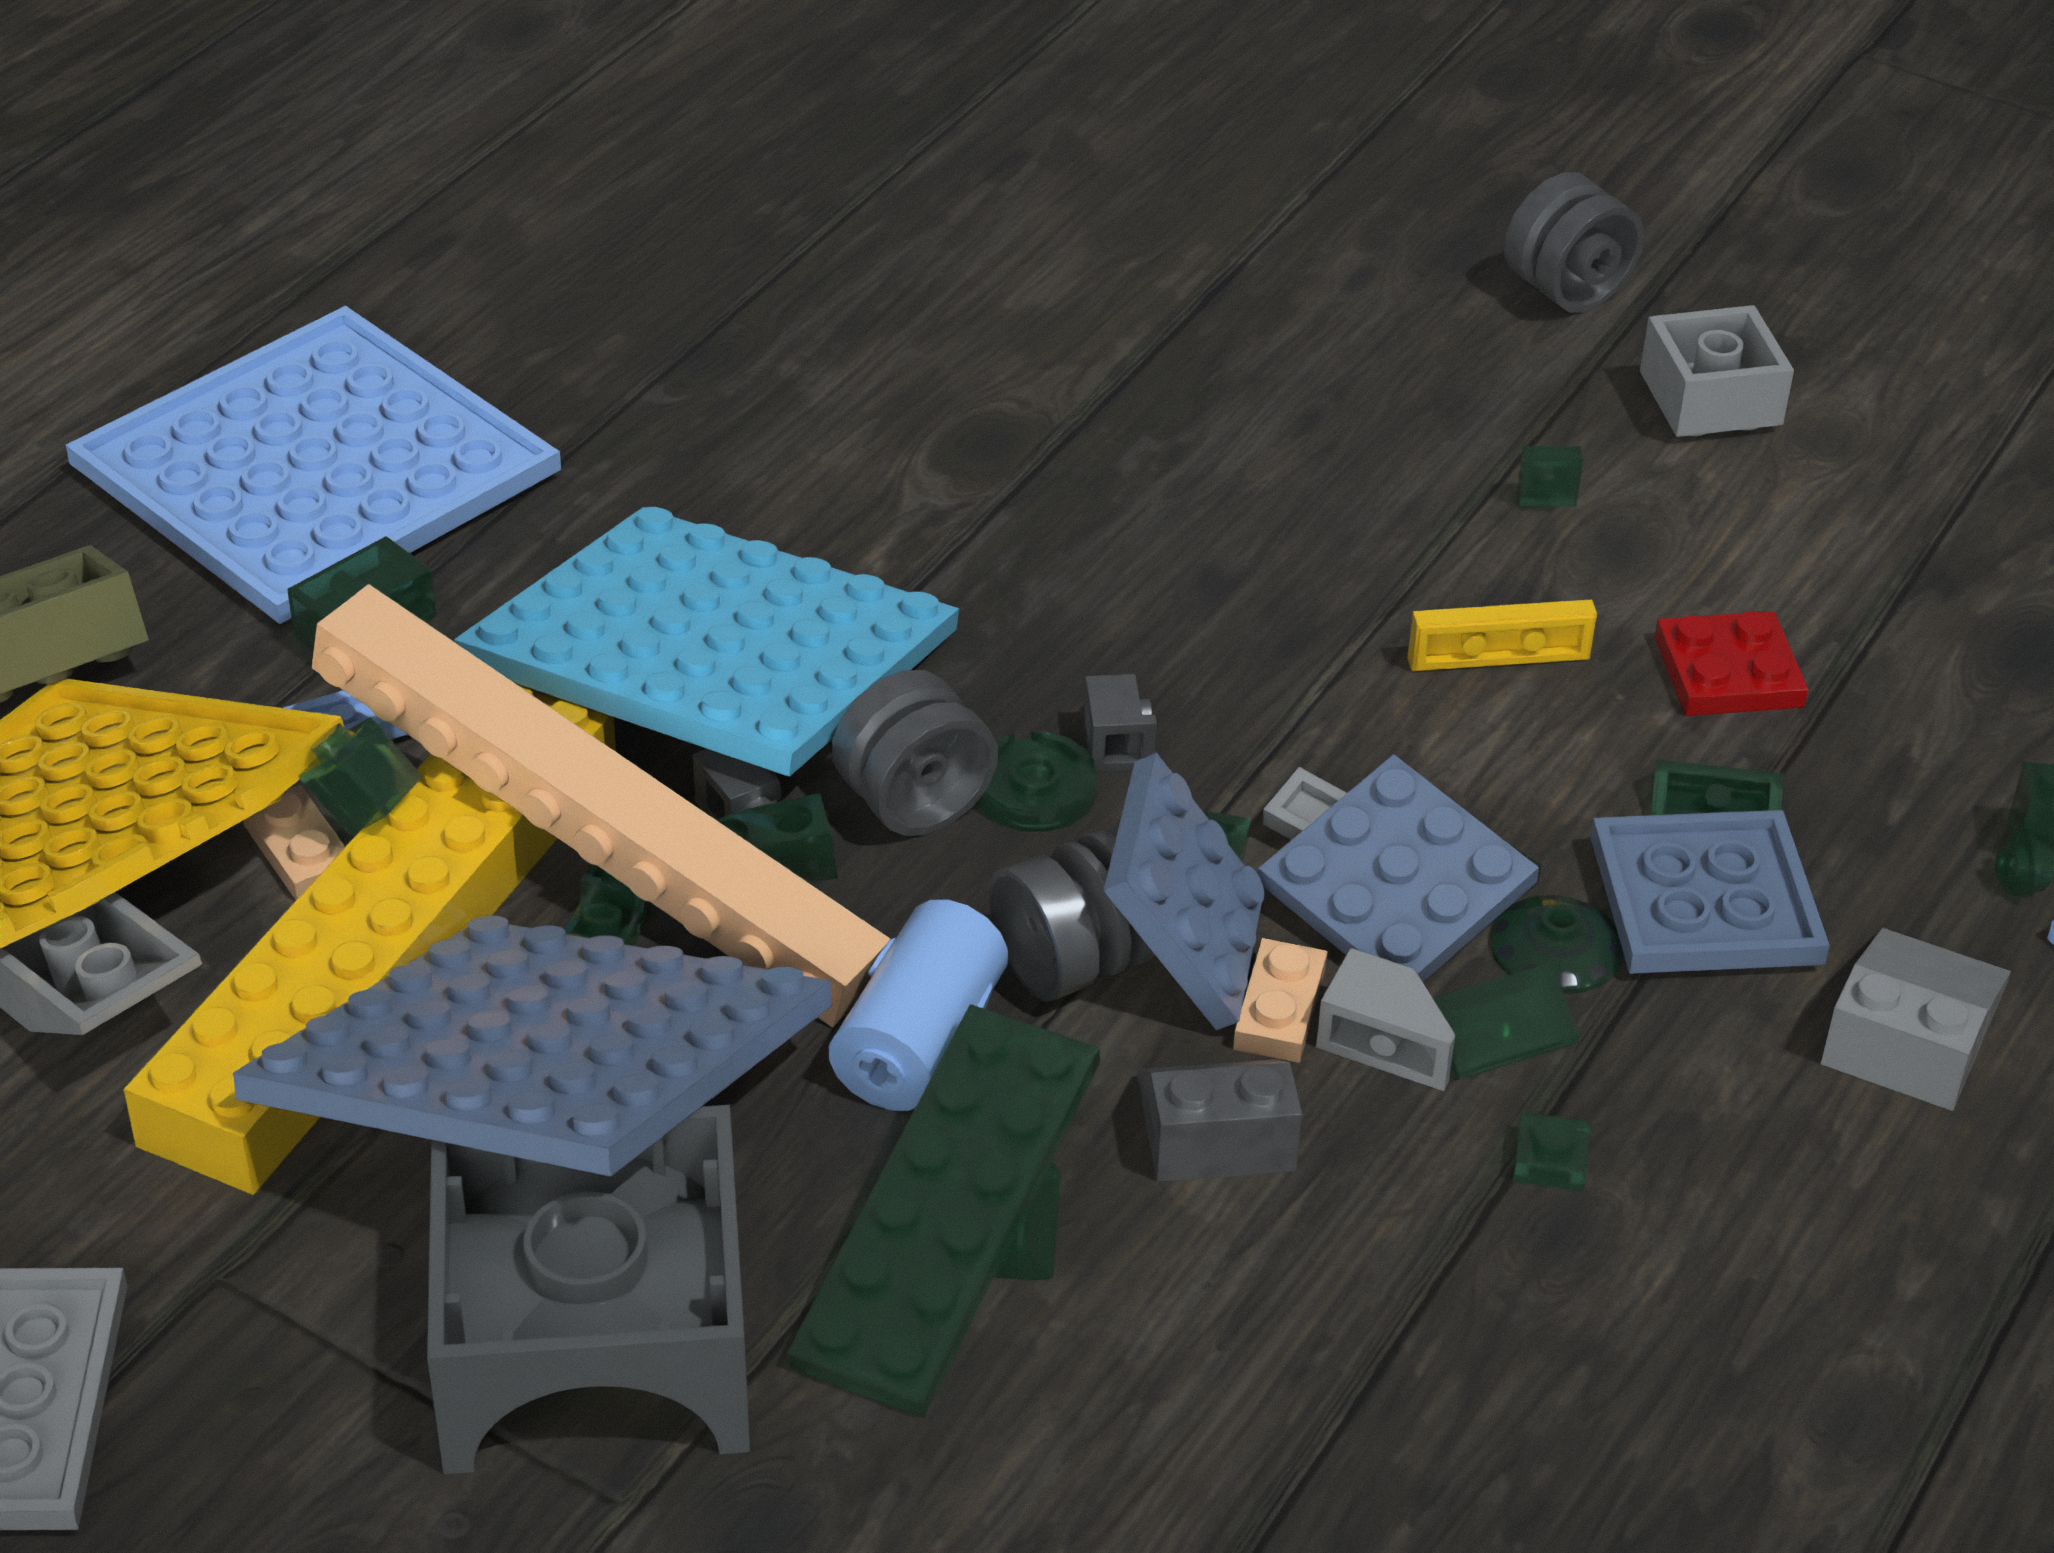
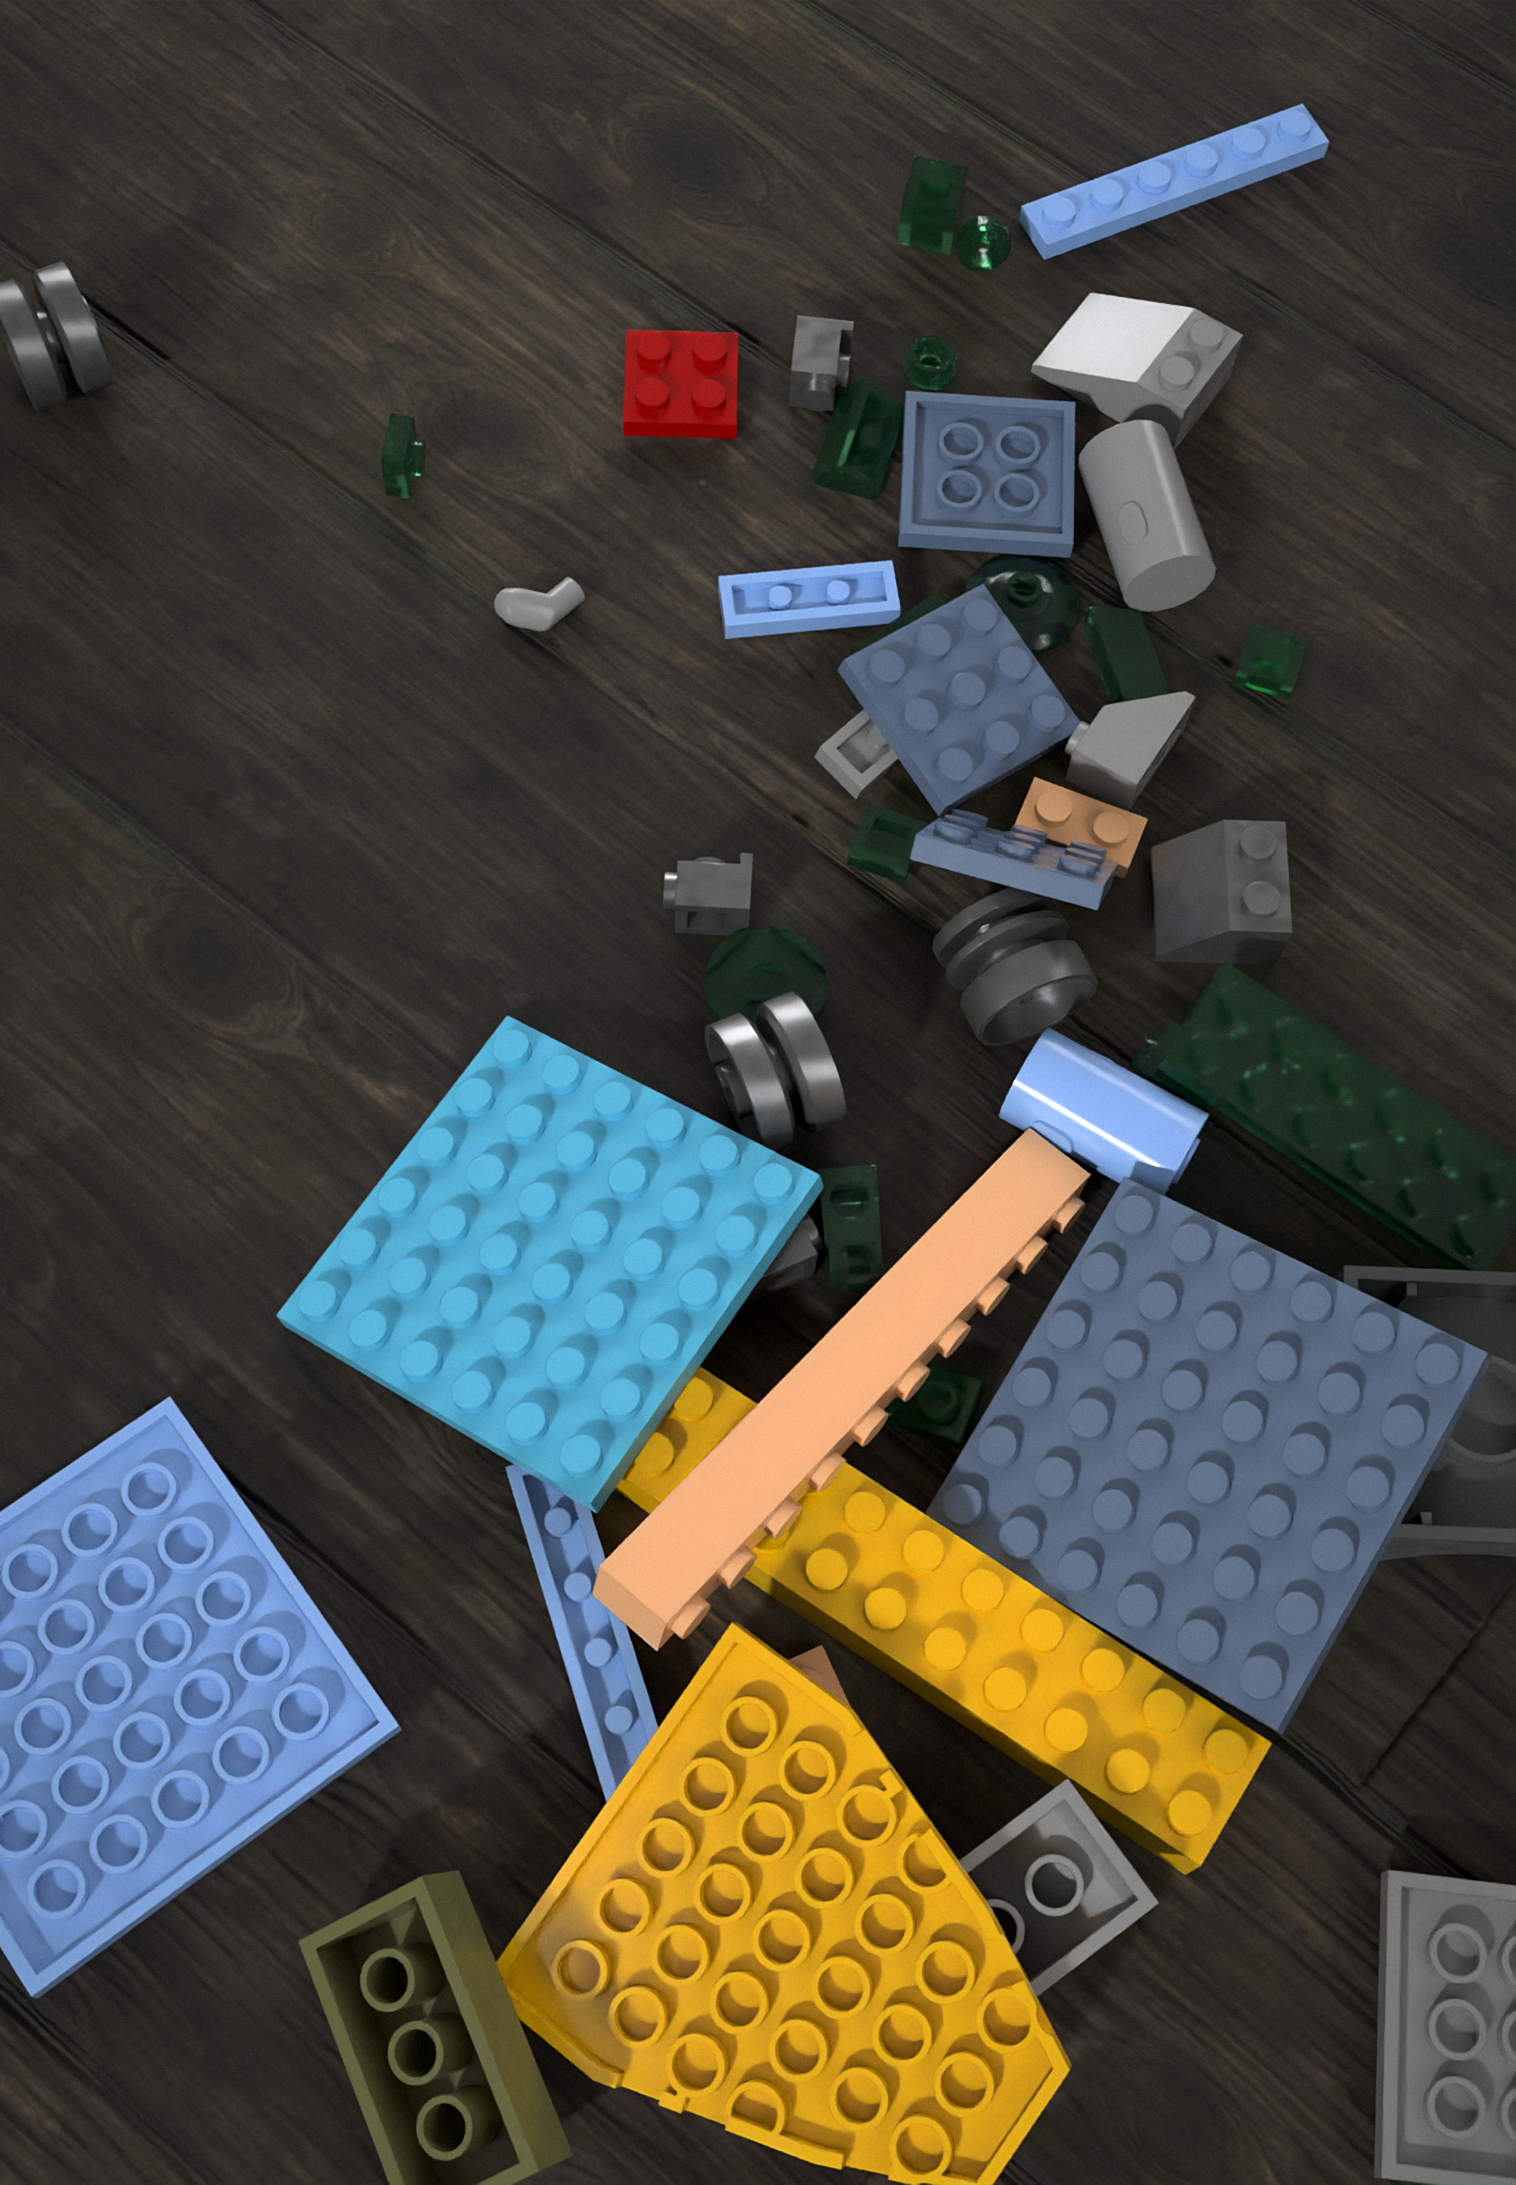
camera: 85 degrees left, 25 degrees up
(358, 774) = (805, 1608): clear green brick -> none
(378, 564) = (420, 1623): clear green brick -> none
(1411, 586) = (536, 609): none -> light grey arm
(1491, 767) = (808, 599): none -> light blue plate
(1501, 635) = (634, 549): yellow tile -> none
(1687, 1002) = (1146, 516): none -> light grey piece
(1716, 371) = (278, 275): light grey brick -> none
(1792, 741) = (819, 362): none -> flat silver brick
(1840, 839) = (931, 352): none -> clear green plate

